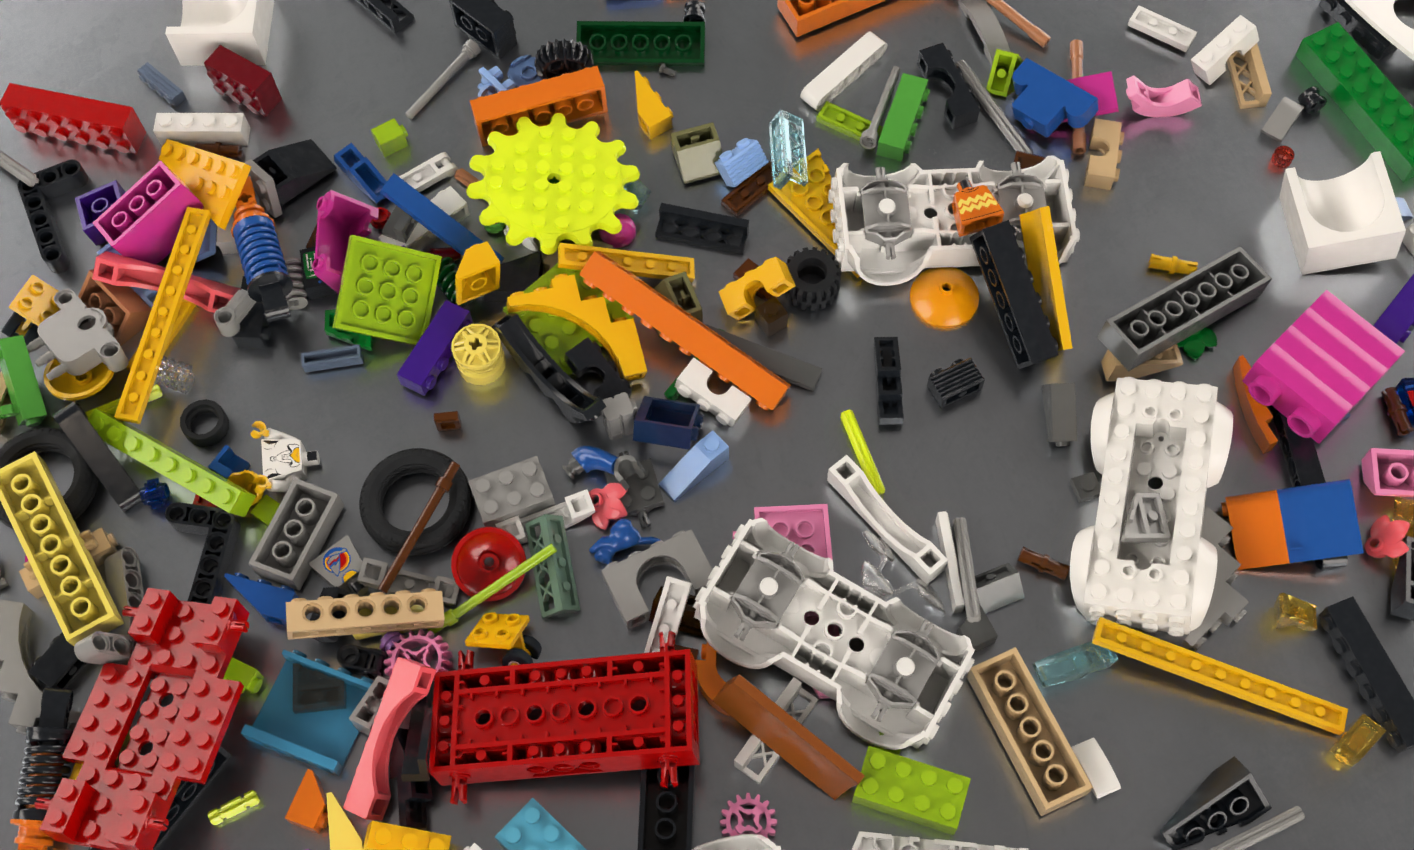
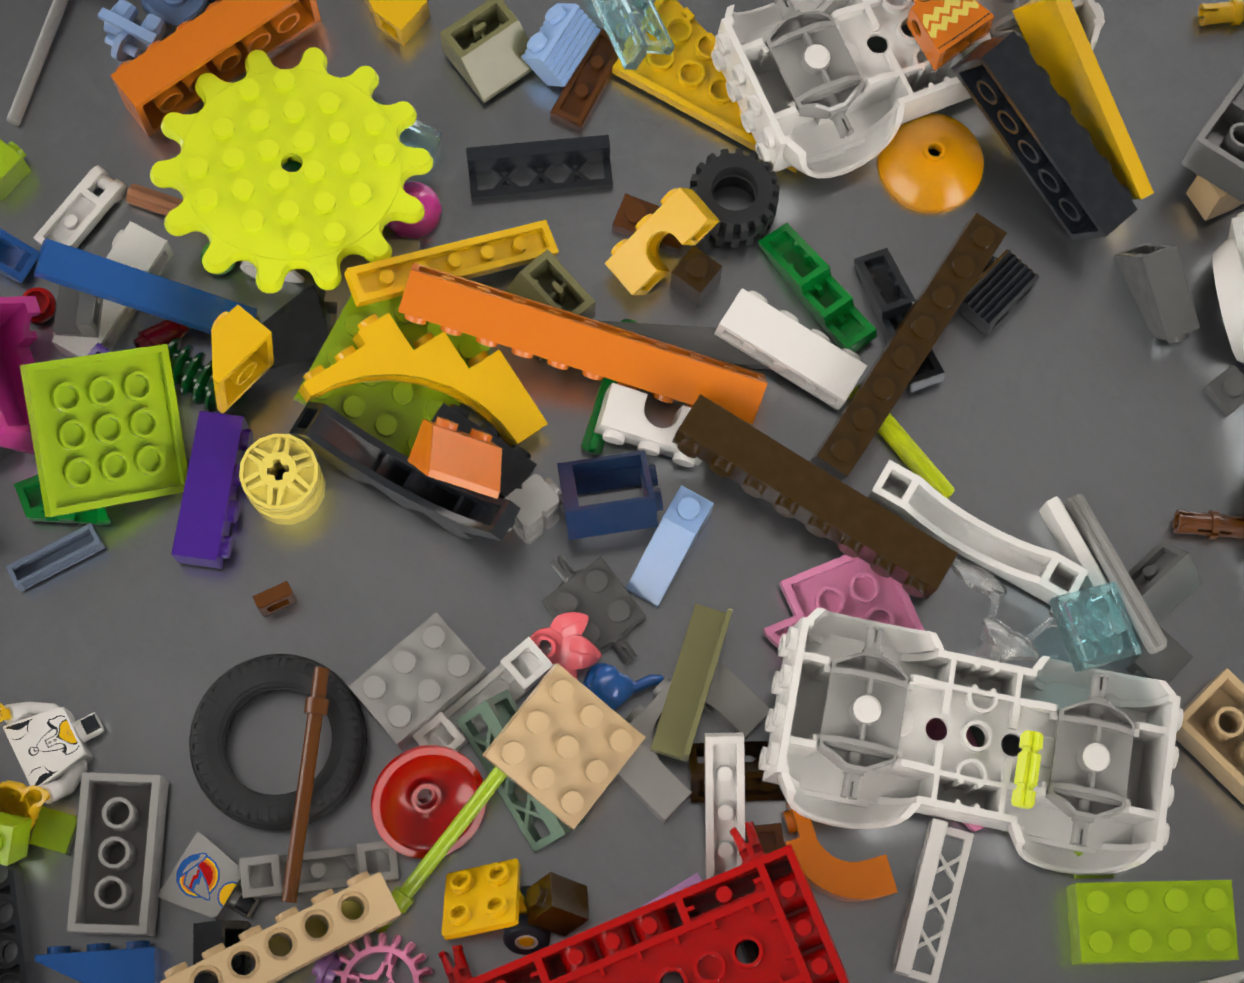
camera: 25 degrees left, 10 degrees up
(541, 646) = (557, 904): none -> dark brown brick
(580, 554) = (564, 746): none -> tan plate
(582, 367) = (458, 457): none -> orange slope
(593, 458) = (517, 585): piece -> none
(673, 545) = (691, 682): none -> olive panel
(787, 737) = (960, 914): dark orange arch -> none
(792, 463) = (814, 498): none -> dark brown brick
(812, 374) = (790, 348): none -> white brick
(844, 347) = (817, 289): none -> green slope
(857, 658) = (1027, 769): none -> neon yellow axle
(883, 393) = (908, 347): none -> dark brown brick
(938, 593) = (1095, 627): none -> clear light blue plate

